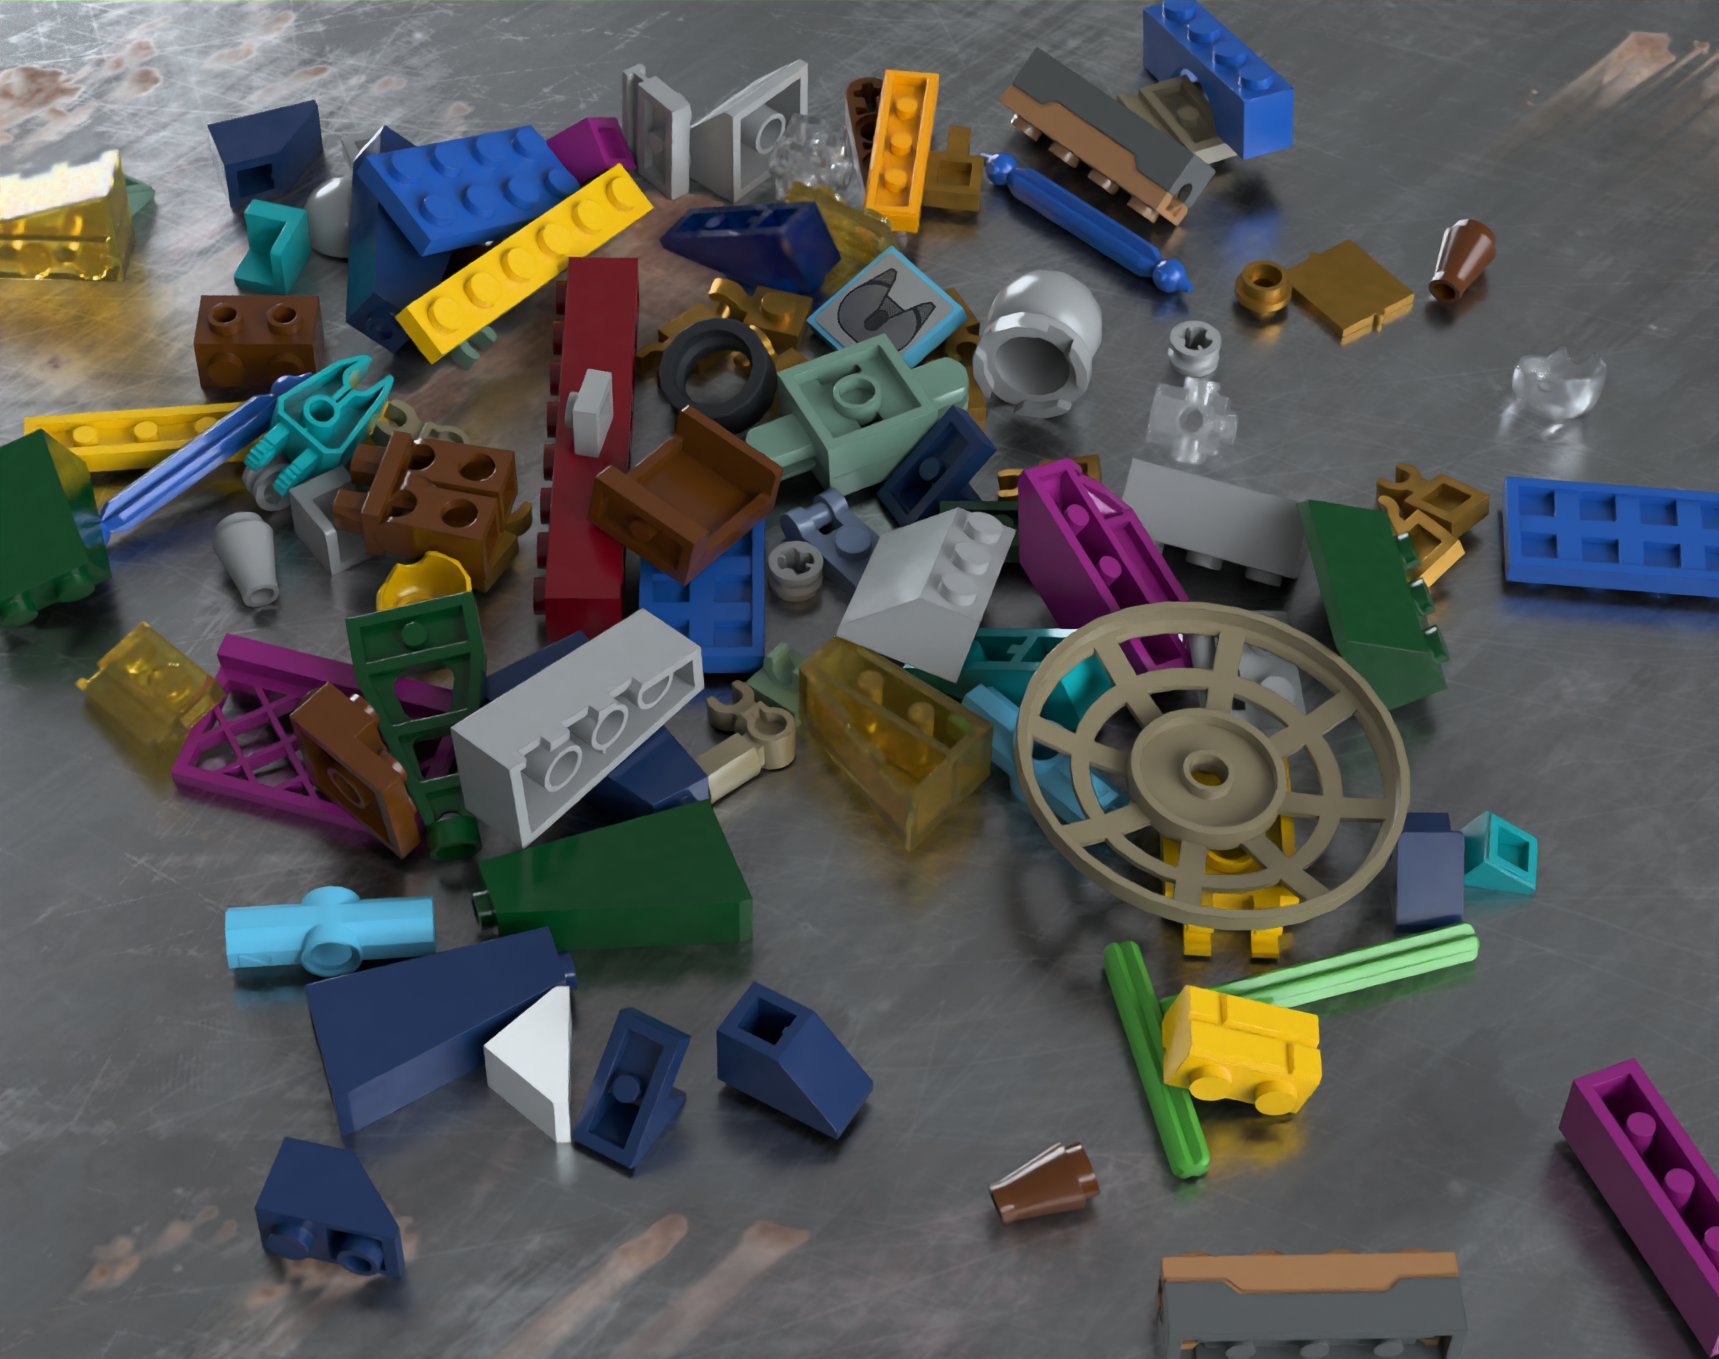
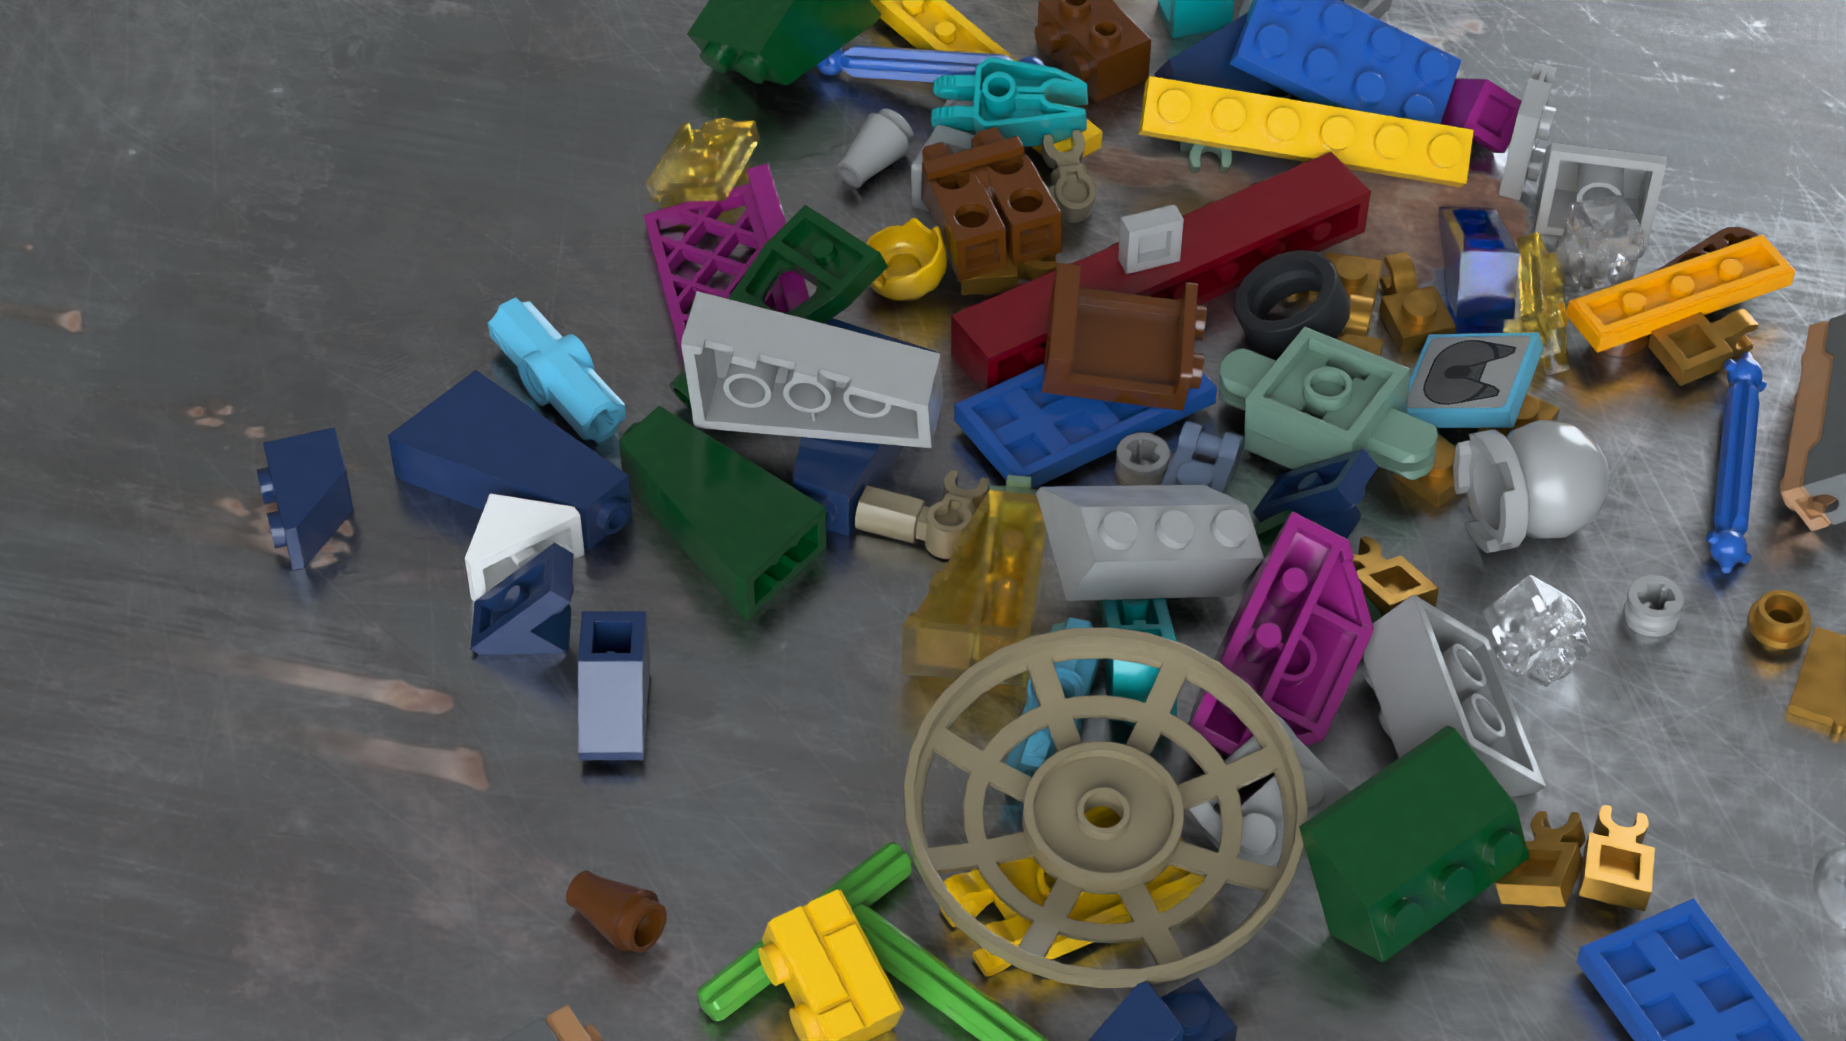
camera: 60 degrees right, 0 degrees up
(355, 766) = (680, 263): reddish brown plate -> none

